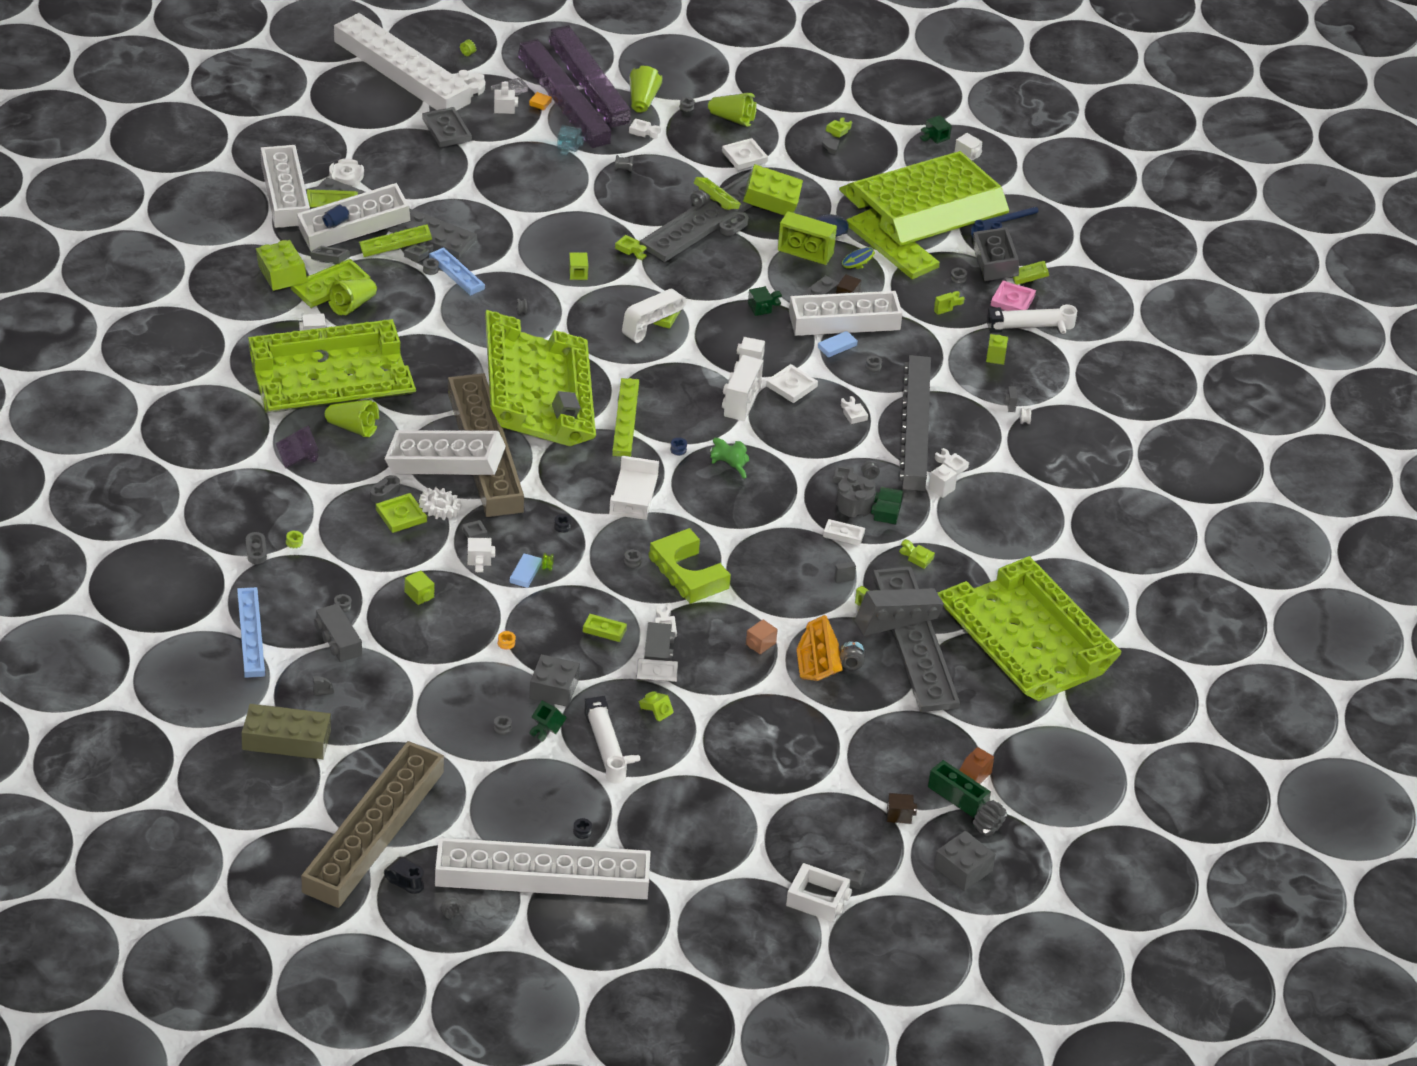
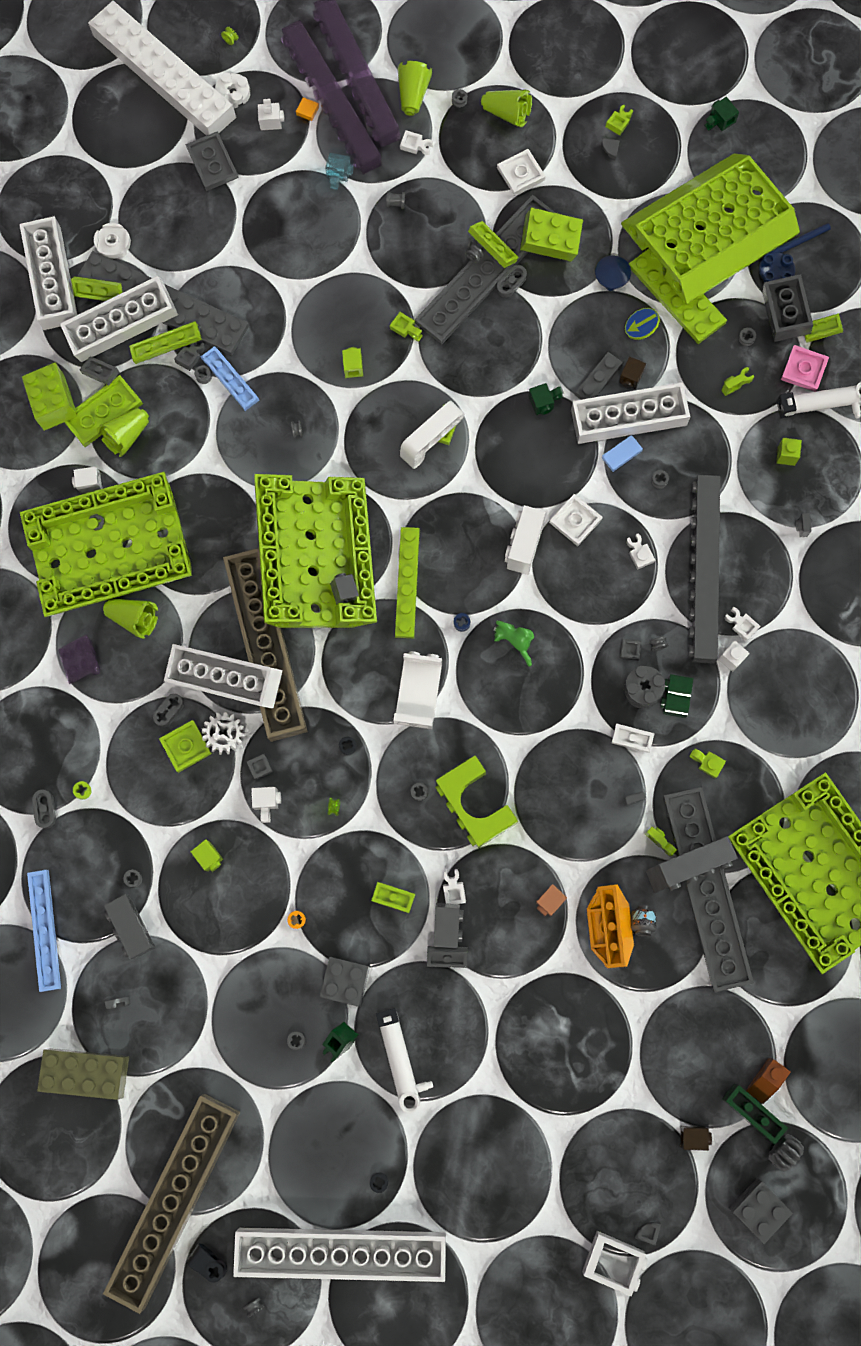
camera: 10 degrees right, 35 degrees up
(335, 216) = (97, 331): dark blue brick -> none
(515, 84) = (276, 93): clear plate -> none
(525, 570) = (312, 817): light blue tile -> none
(658, 703) = (447, 1004): lime bracket -> none
(751, 348) = (533, 476): white brick -> none
(807, 238) = (588, 303): lime brick -> none
(969, 146) = (756, 139): white brick -> none
(1025, 415) = (818, 548): white bush -> none

